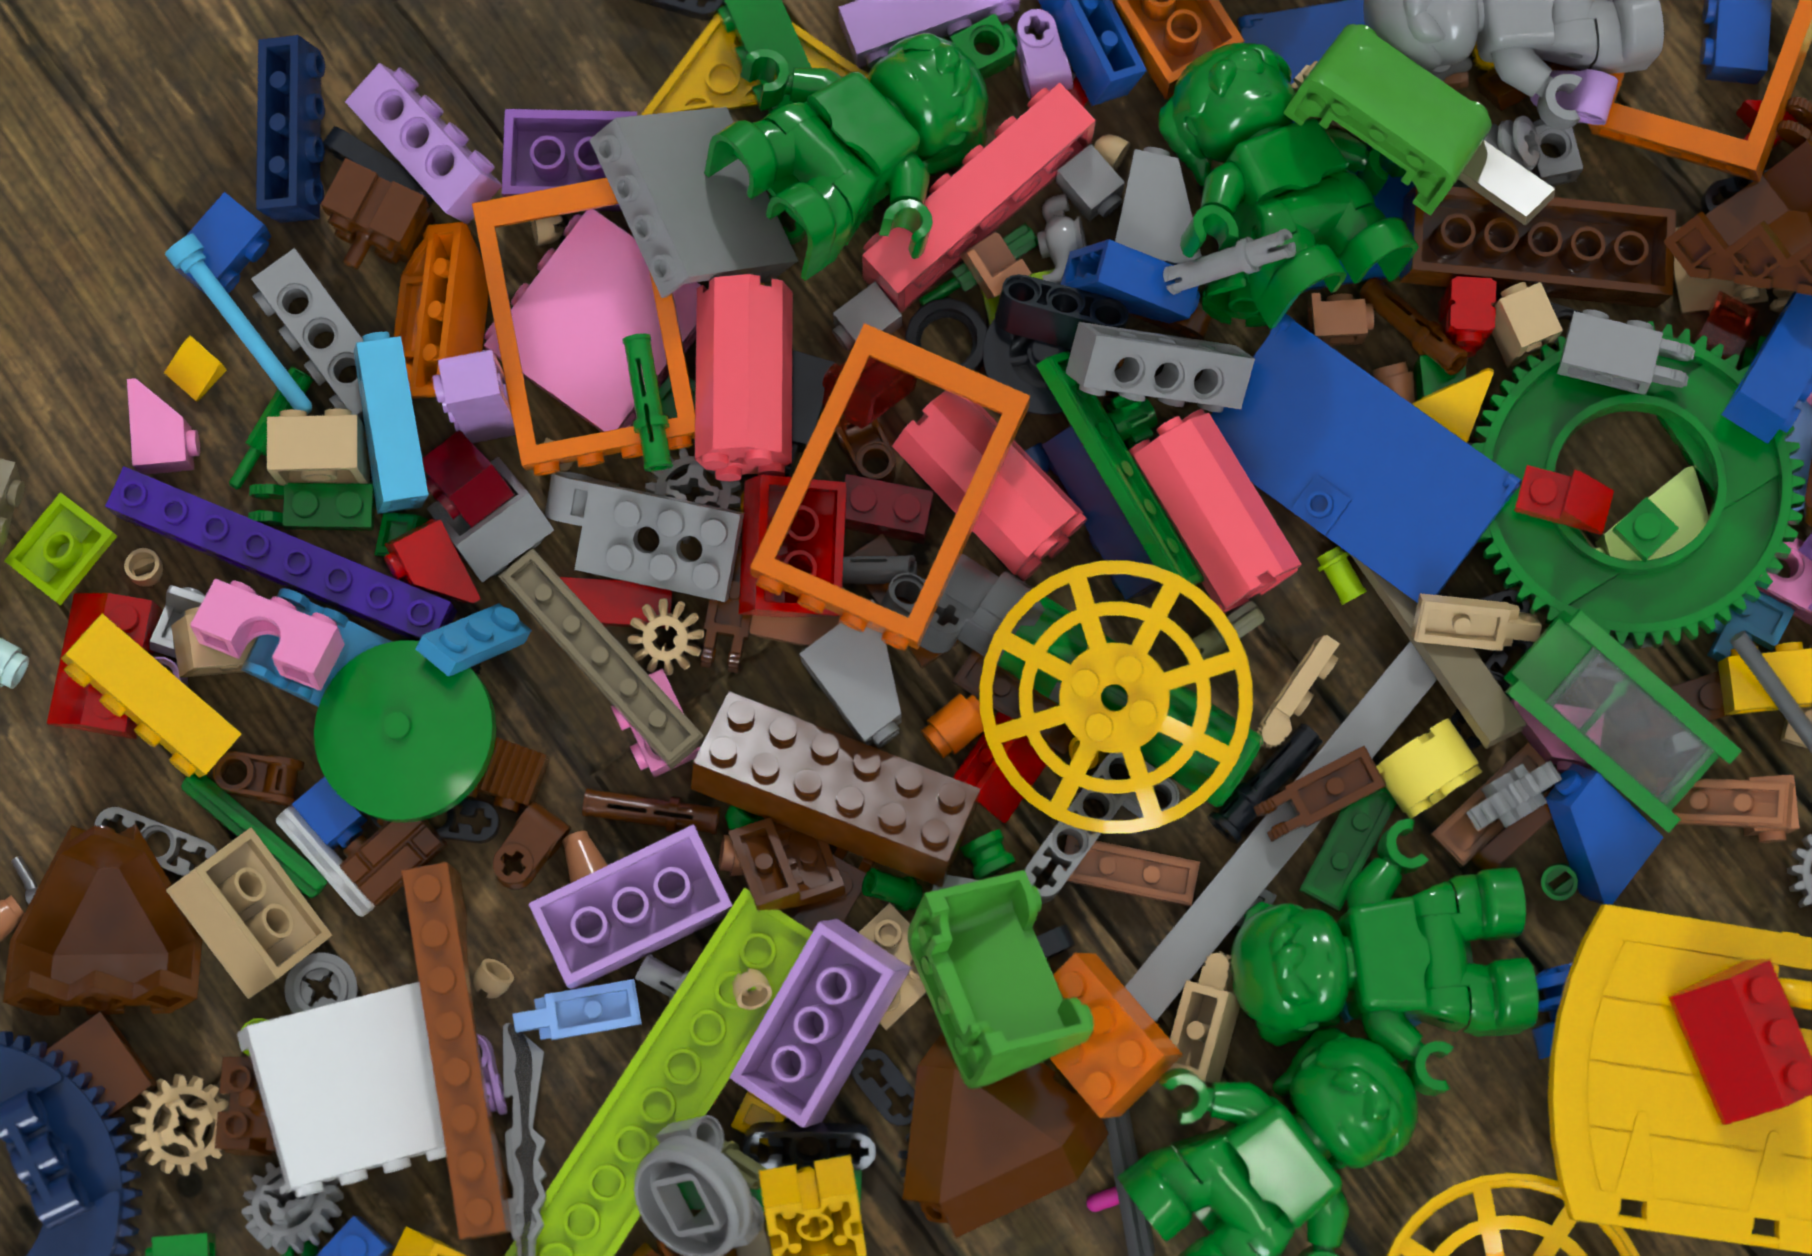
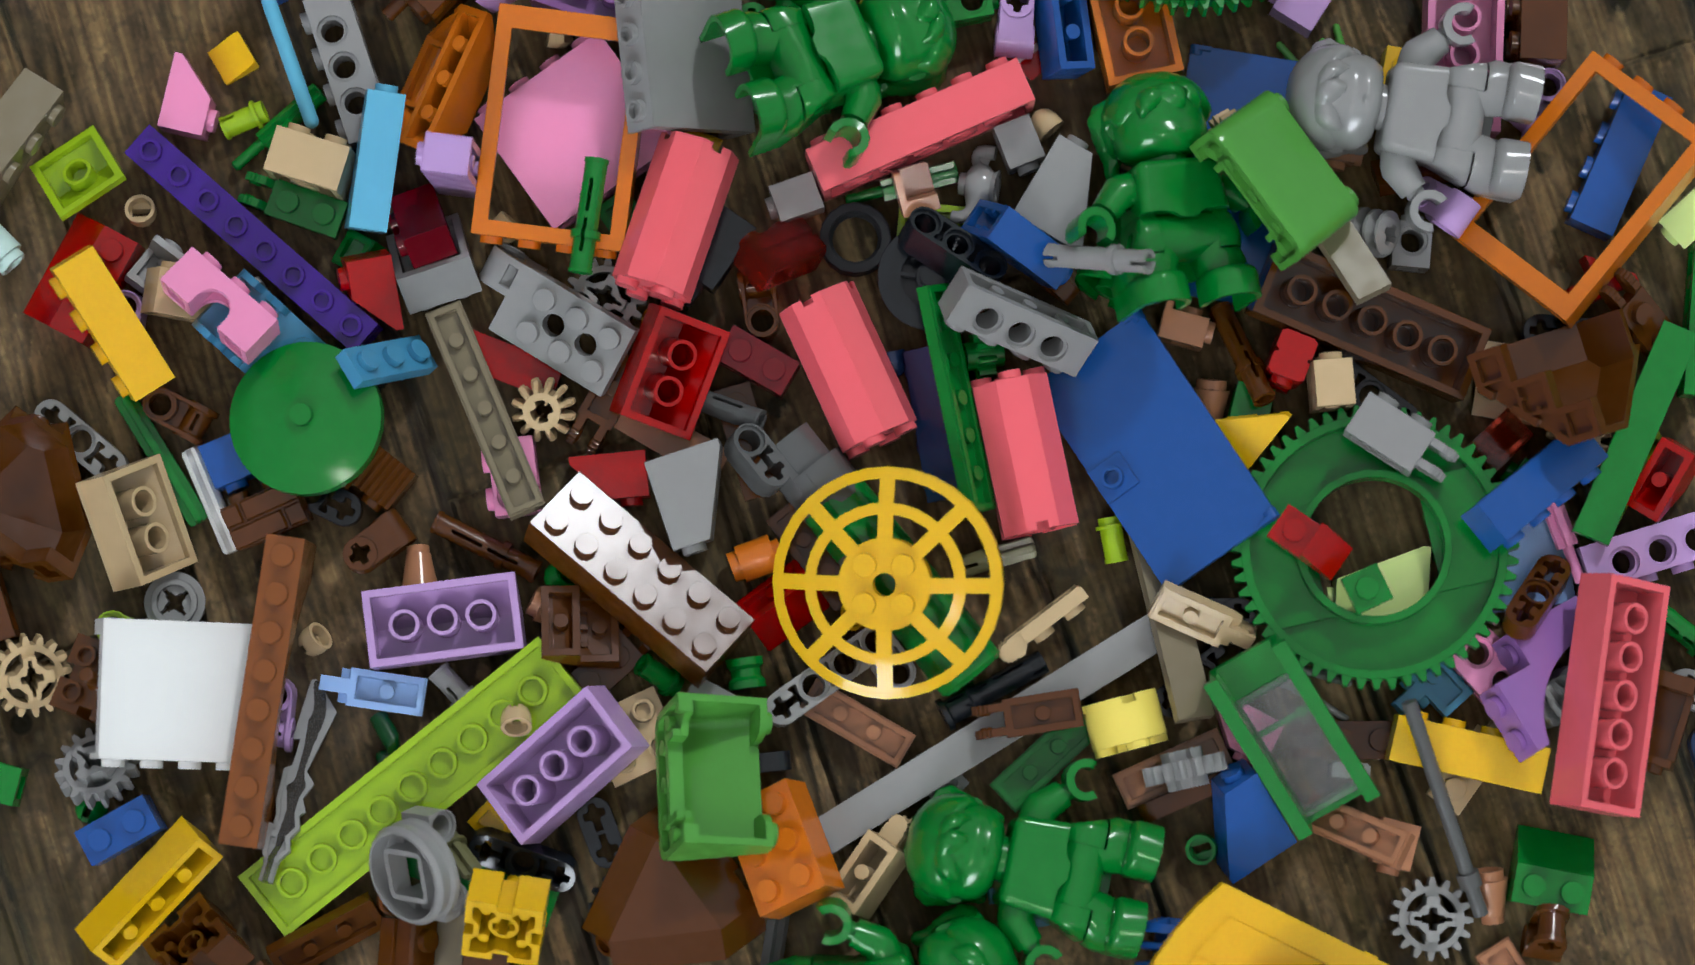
camera: 20 degrees right, 5 degrees up
(228, 431) = (244, 119): none -> lime pin
(607, 1055) = (387, 733): none -> dark green arm
(771, 680) = (617, 475): none -> red slope
(854, 610) = (835, 275): orange window -> none

